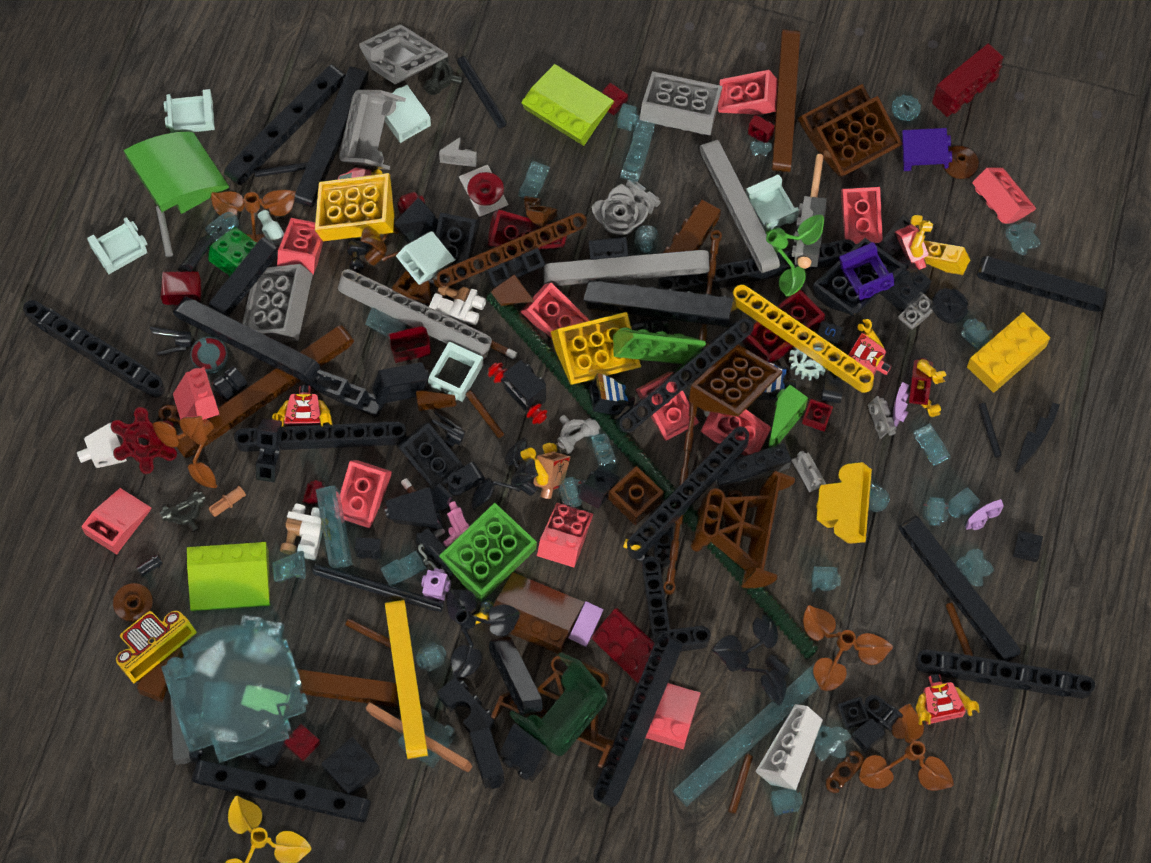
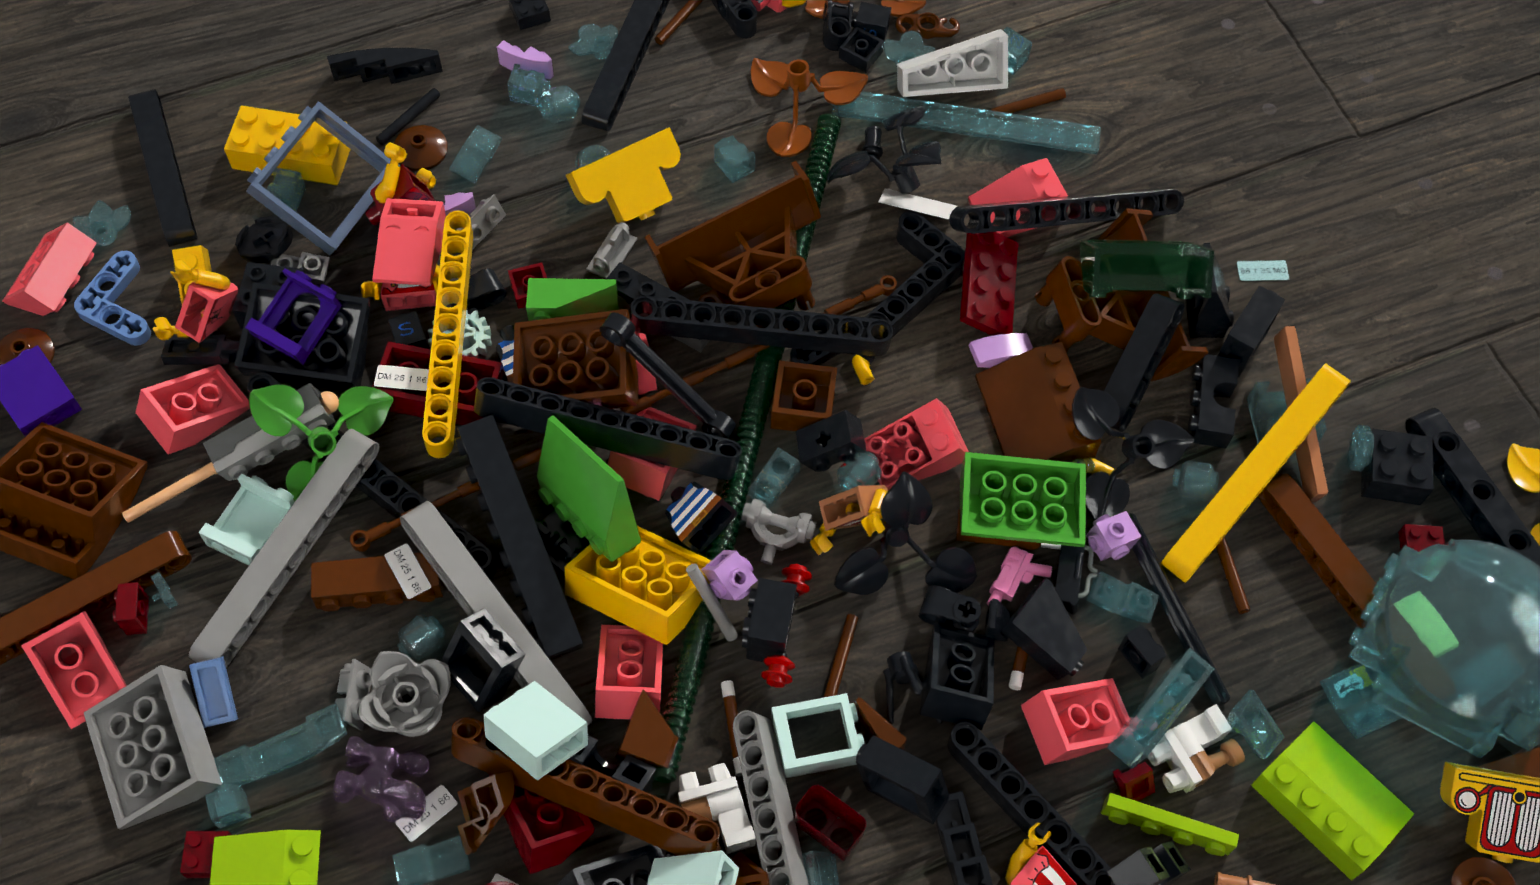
camera: 130 degrees left, 5 degrees down
(288, 487) = (1157, 821): none -> lime plate
(376, 755) = (1360, 448): none -> clear light blue gear
(523, 820) = (1262, 270): none -> clear light blue sticker
(551, 242) = (535, 730): none -> light aqua brick
(556, 364) = (711, 602): none -> light grey bar
(559, 377) = (730, 575): none -> lavender brick
(560, 194) = (437, 805): none -> white sticker
(587, 177) = (376, 783): none -> clear purple animal
(678, 245) = (407, 571): none -> white sticker
(688, 139) = (213, 692): none -> medium blue tile
(704, 661) = (916, 203): none -> white sticker
(721, 397) = (620, 332): none -> black piece
(797, 305) = (401, 377): none -> white sticker
(881, 357) = (409, 241): none -> coral slope
(921, 334) = (347, 136): none -> sand blue window
(959, 431) = (424, 154): none -> reddish brown dish
(963, 210) = (105, 306): none -> medium blue beam

